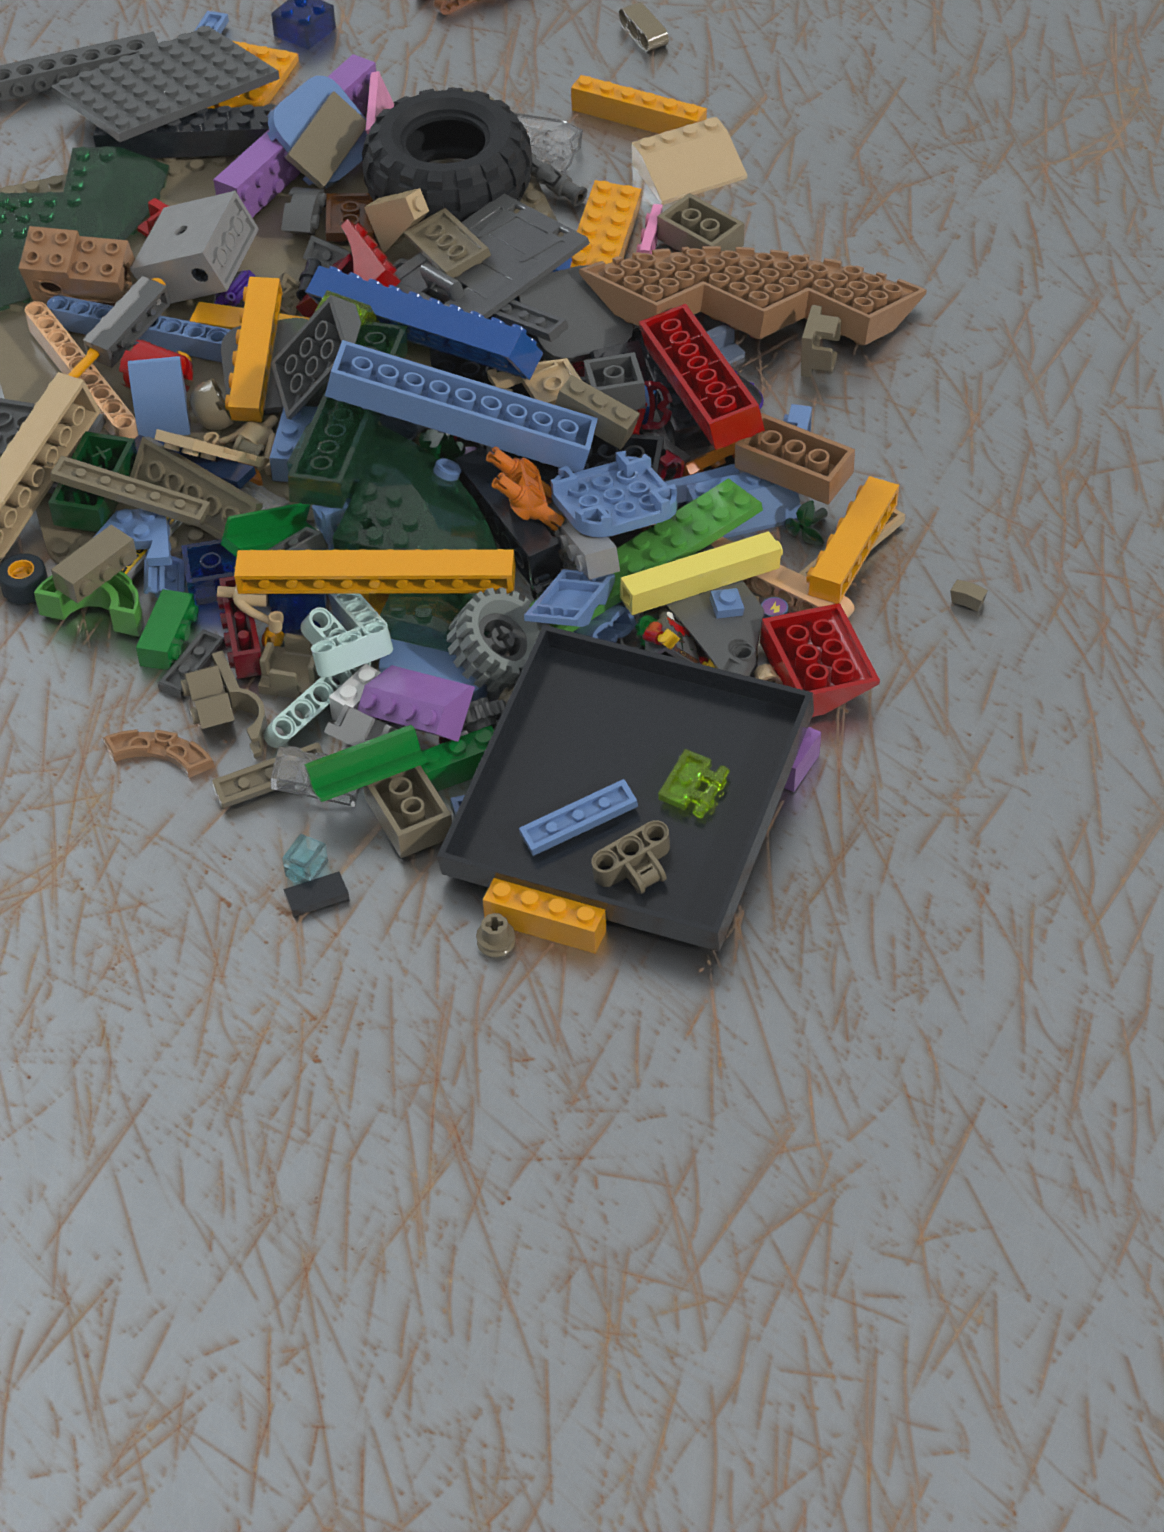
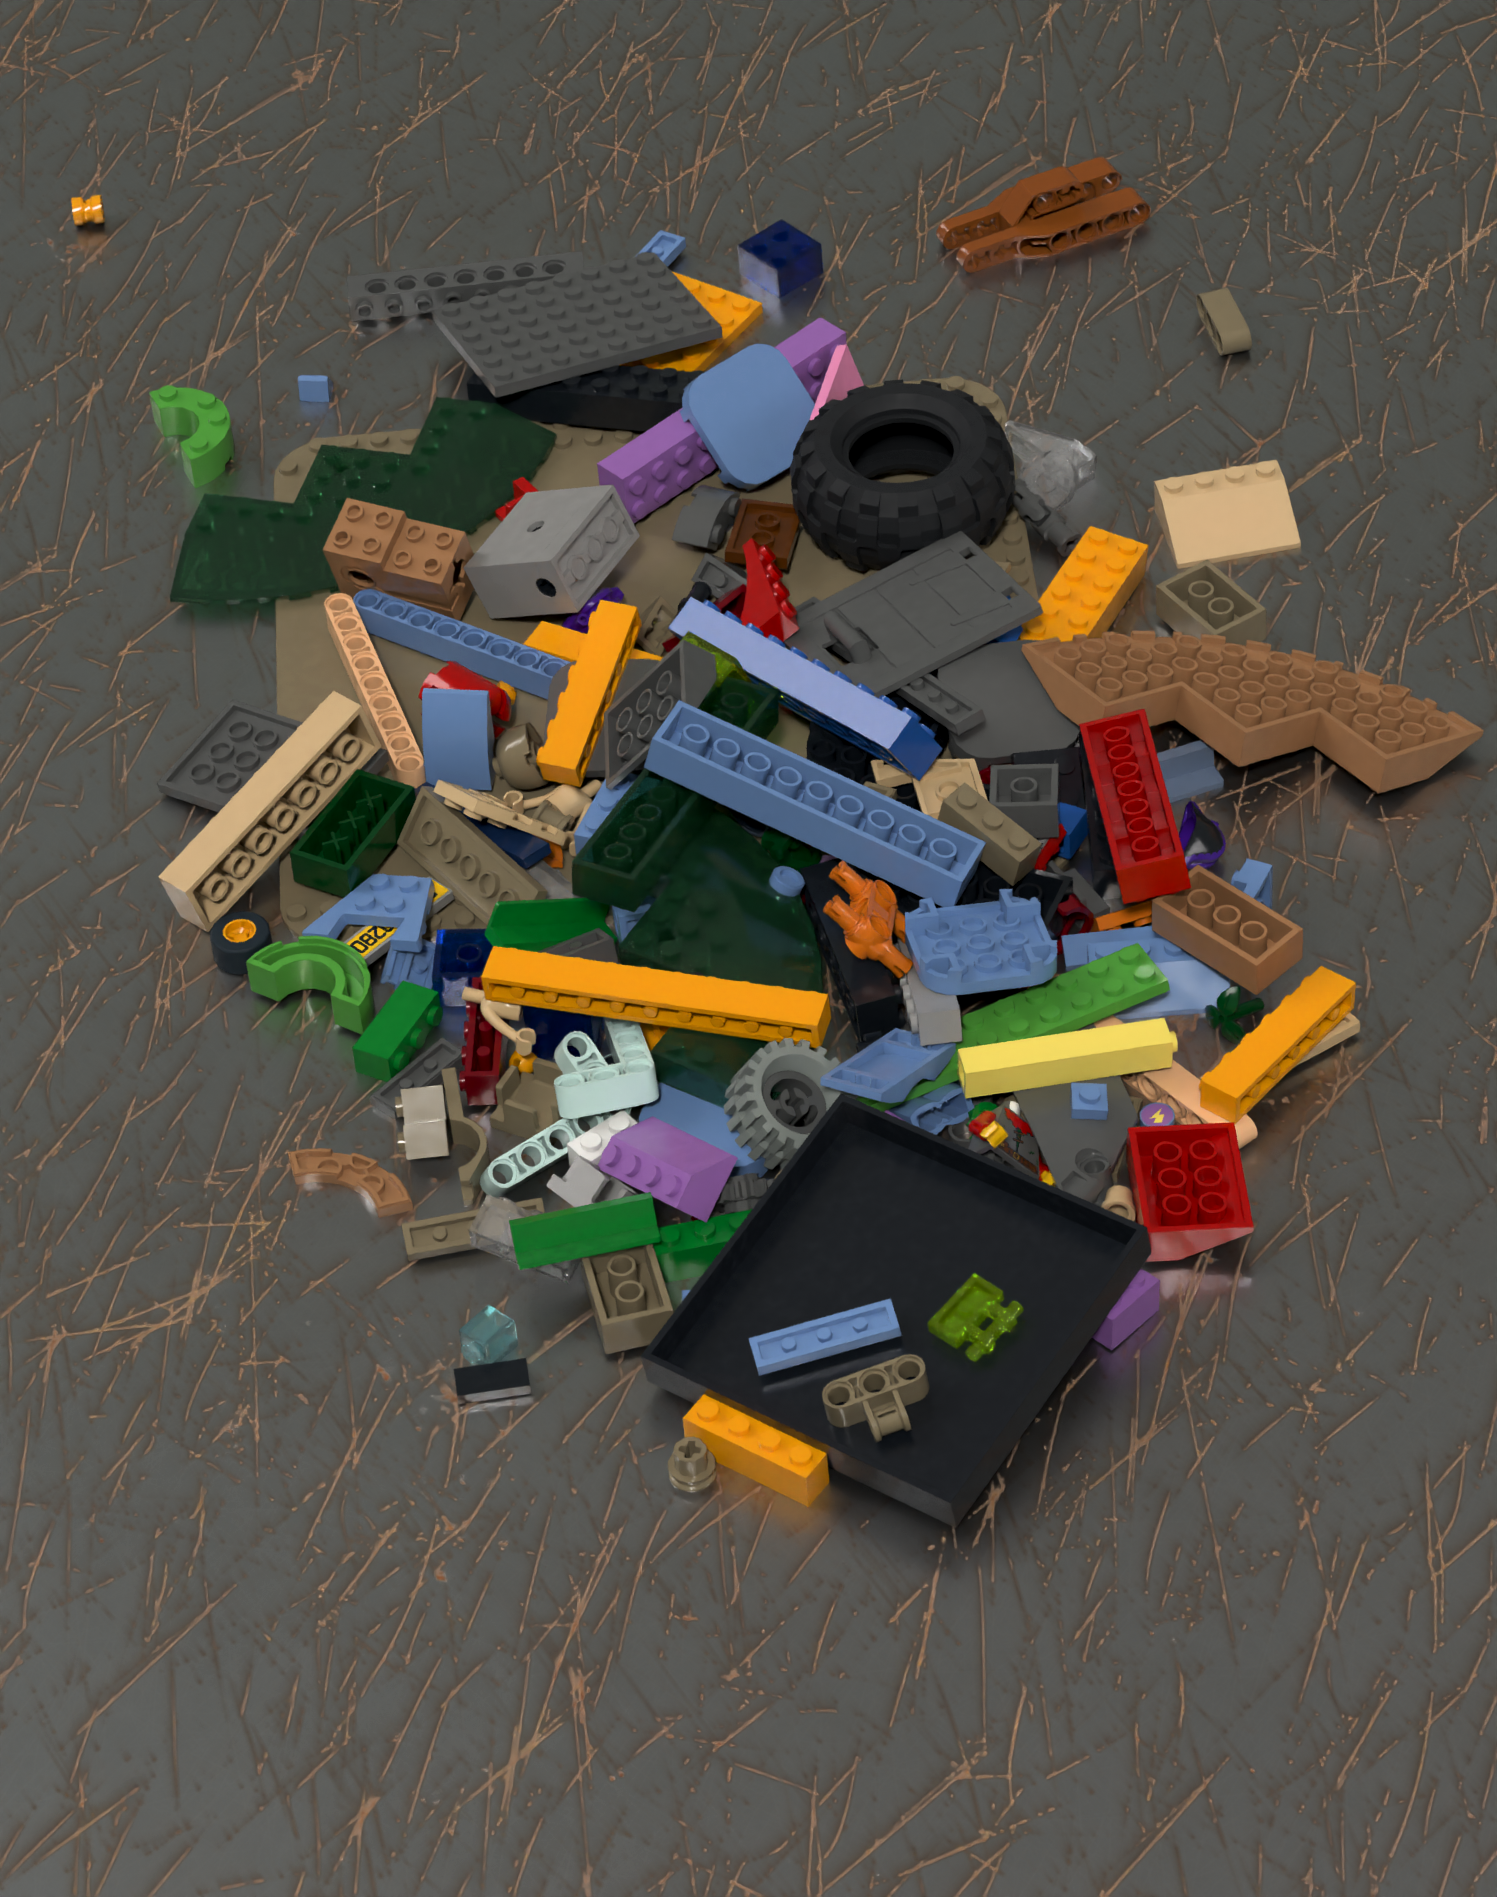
camera: 15 degrees right, 5 degrees down
(94, 563) = (324, 936): dark tan brick -> none
(124, 324) = (438, 638): dark grey piece -> none
(130, 491) = (390, 852): dark tan plate -> none
(326, 140) = (755, 429): dark tan tile -> none
(394, 215) = (816, 543): tan slope -> none
(447, 243) = (869, 588): dark tan plate -> none
(632, 106) = (1174, 430): light orange brick -> none
(649, 234) = (1144, 608): bright pink plate -> none
(651, 386) = (1085, 837): dark red helmet -> none
(819, 327) = (1309, 778): dark tan panel -> none
(968, 594) = (1410, 1137): dark tan piece -> none

